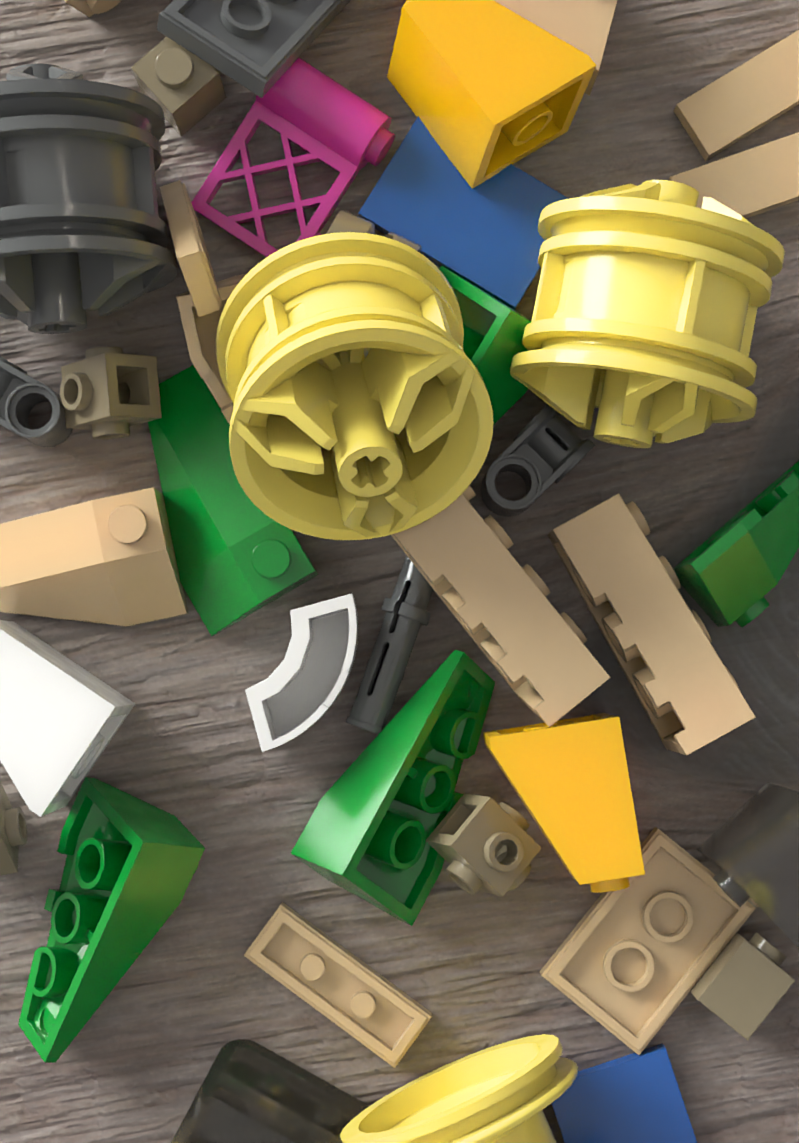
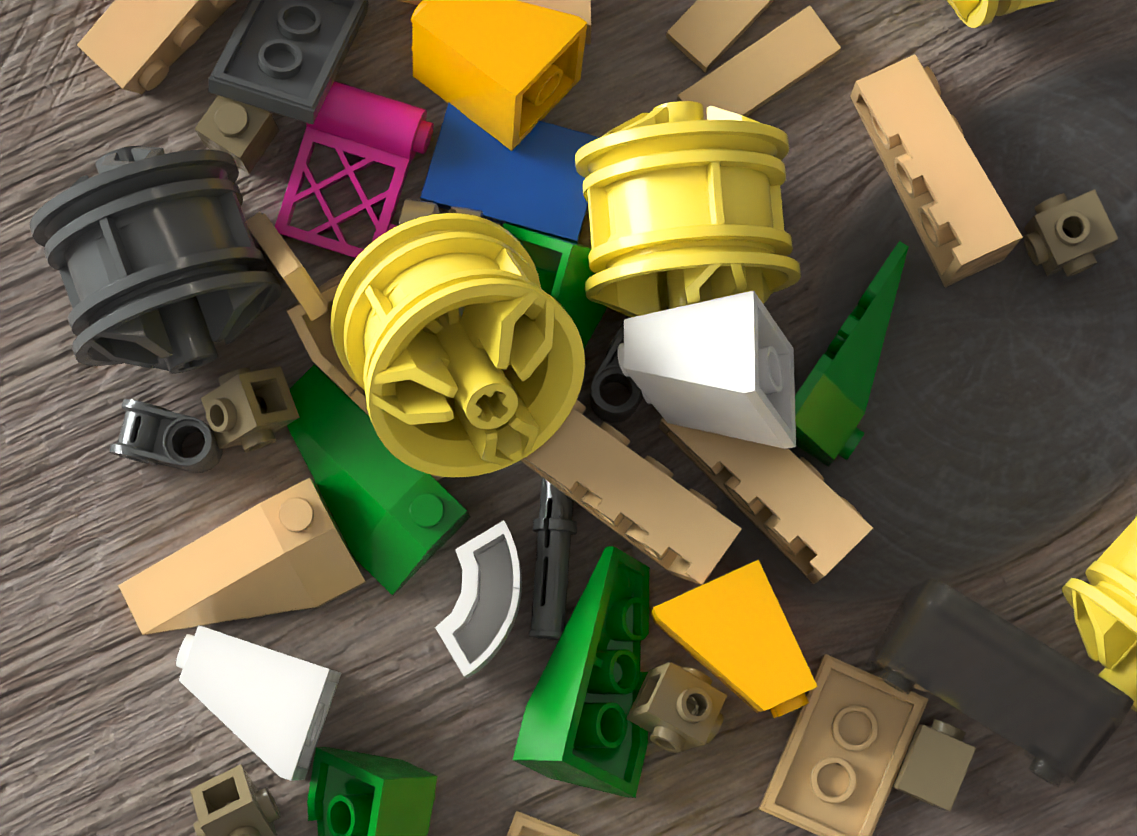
camera: 10 degrees left, 5 degrees down
(632, 492) = (715, 368): none -> white slope

